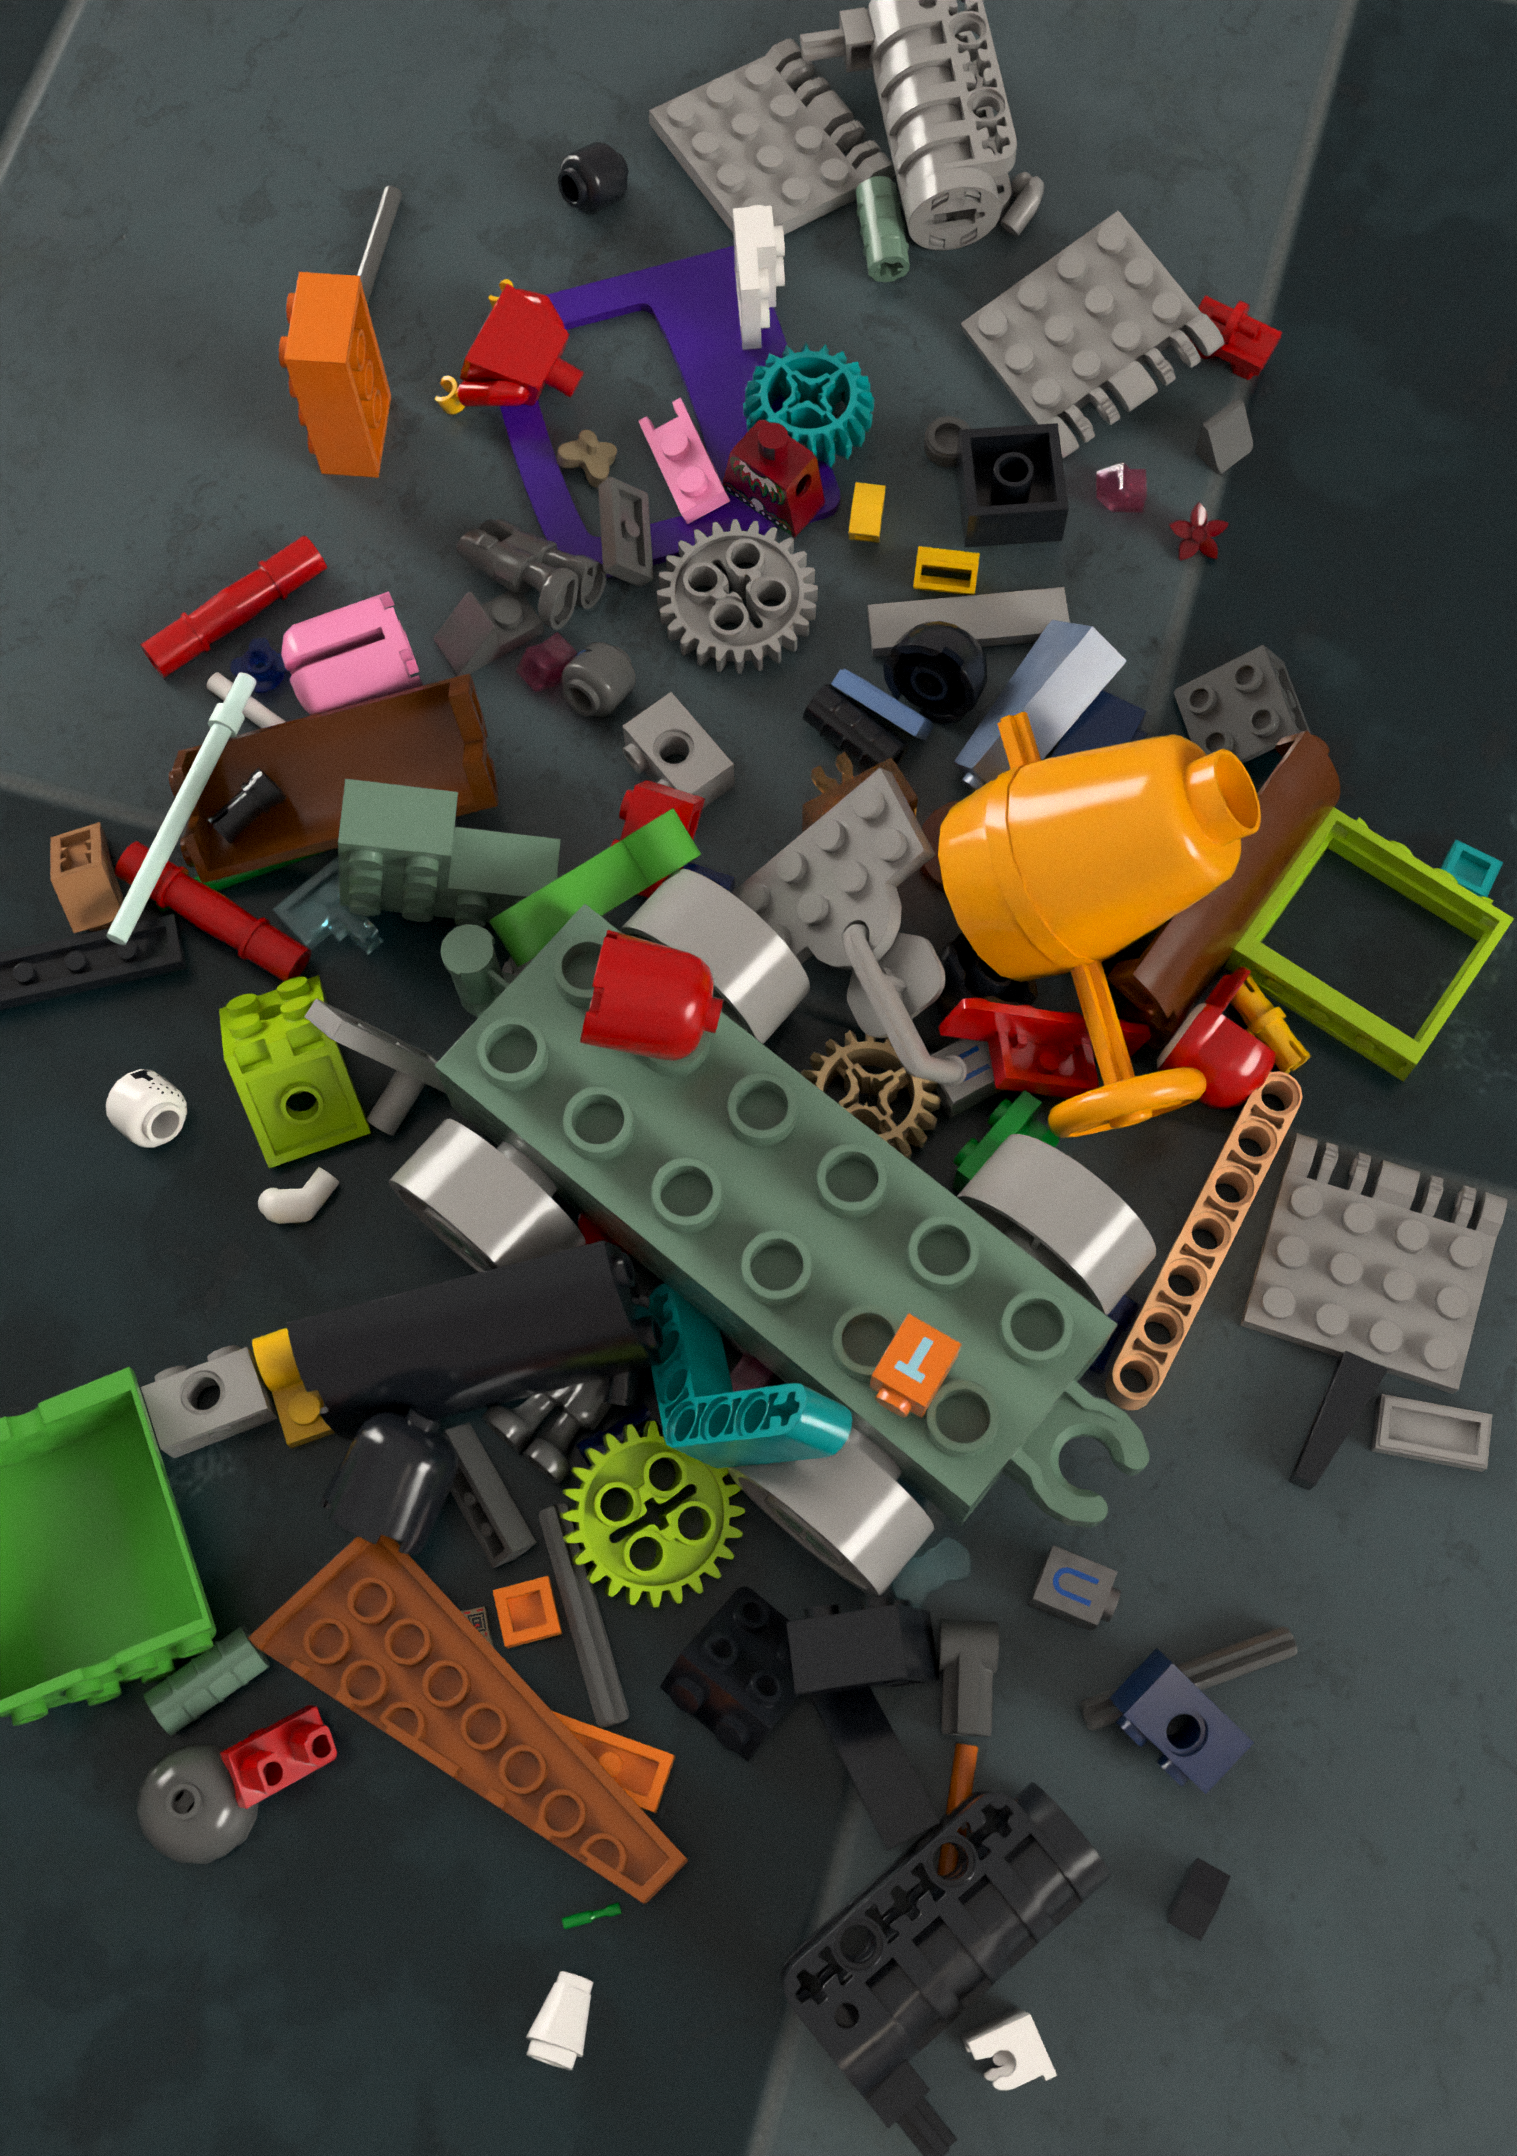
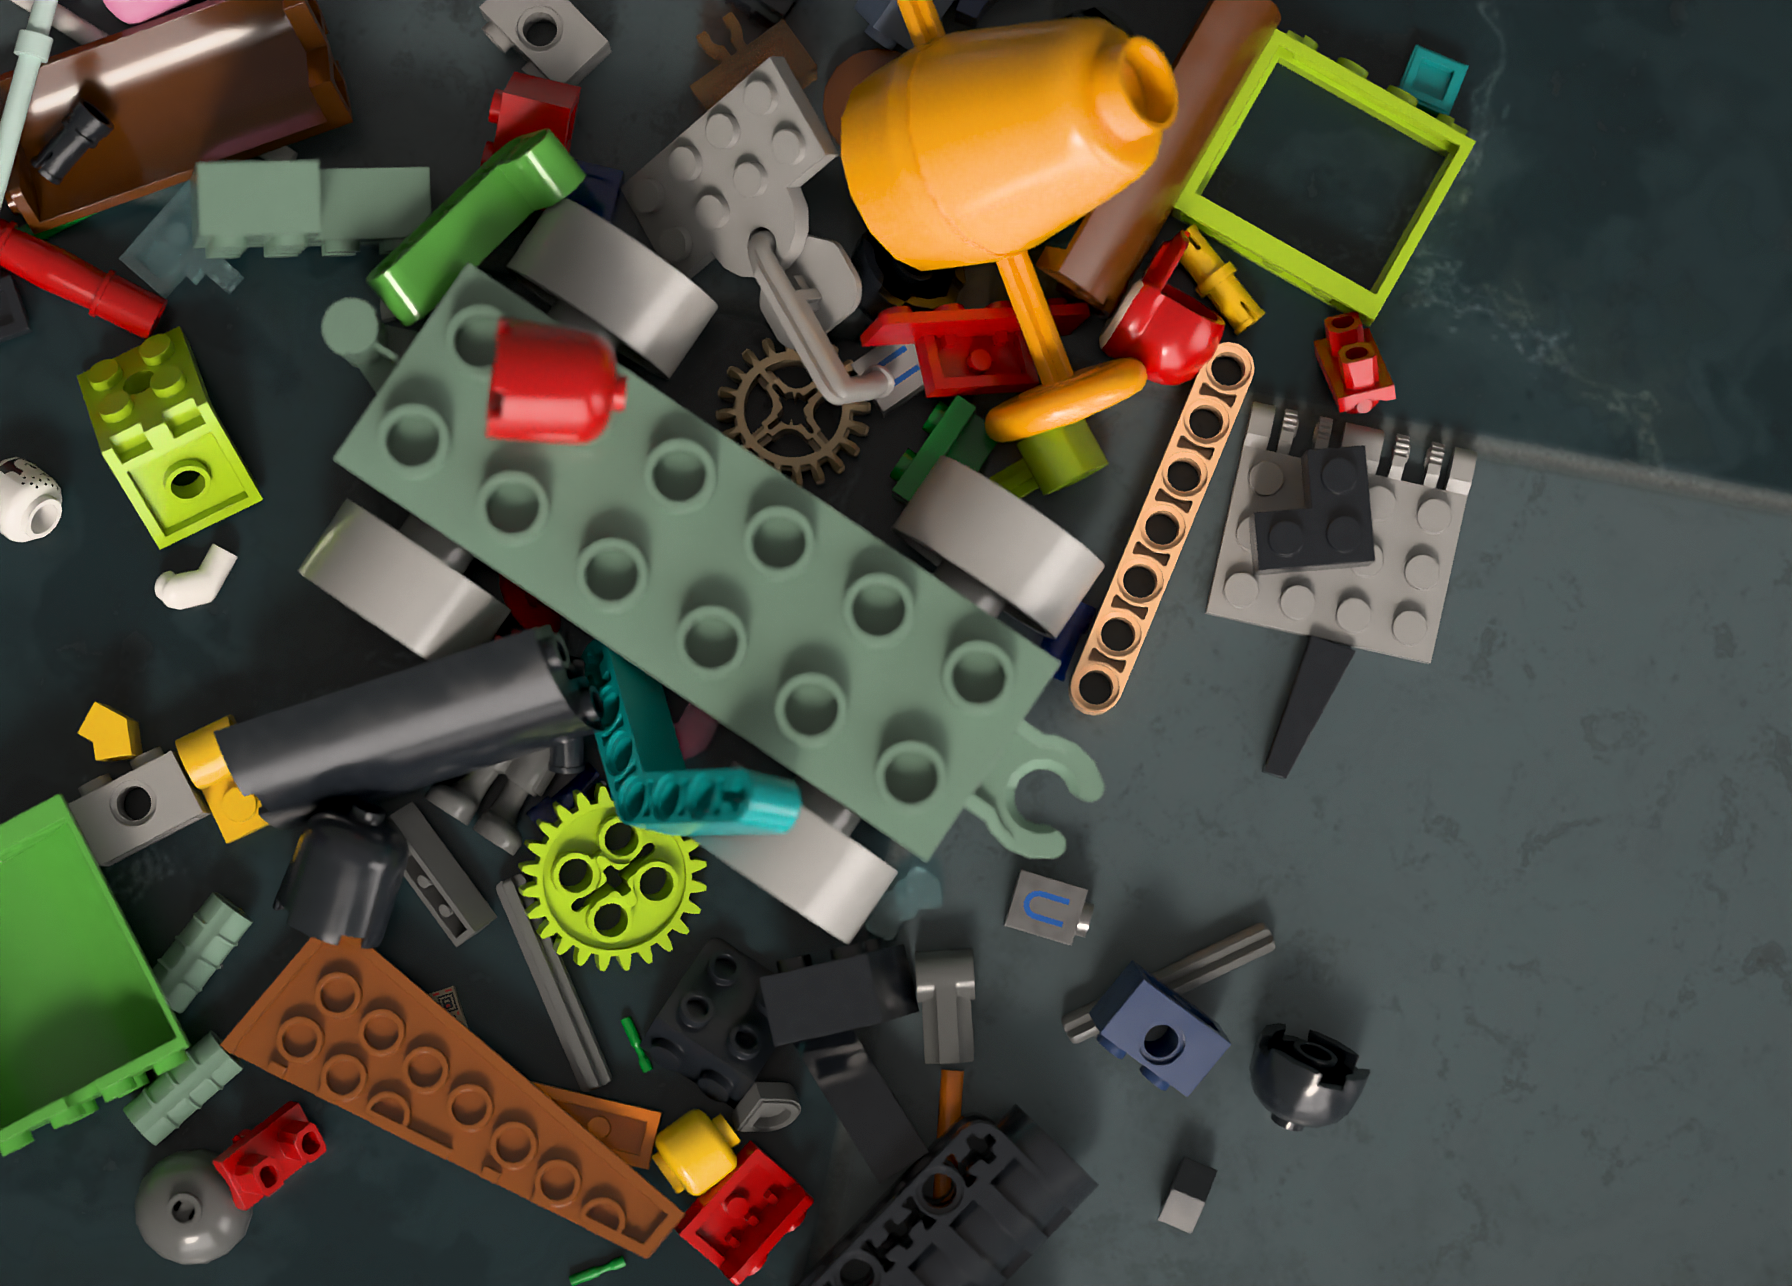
camera: 10 degrees left, 15 degrees up
(194, 1328) = (112, 733): none -> yellow piece
(244, 1546) = (200, 950): none -> sand green axle
(412, 1065) = (290, 421): light grey piece -> none
(527, 1612) = (497, 987): orange plate -> none
(656, 1681) = (635, 1042): none -> green piece
(704, 1799) = (696, 1152): none -> yellow head
(746, 1870) = (745, 1214): none -> red bracket
(779, 1761) = (766, 1107): none -> dark grey tile
(913, 1367) = (856, 739): orange brick -> none
(1117, 1156) = (1053, 461): none -> lime beam
(1324, 1790) = (1305, 1080): none -> black cylinder
(1370, 1245) = (1332, 527): none -> black brick
(1393, 1107) = (1353, 365): none -> red hips
(1432, 1433) = (1406, 708): light grey tile -> none

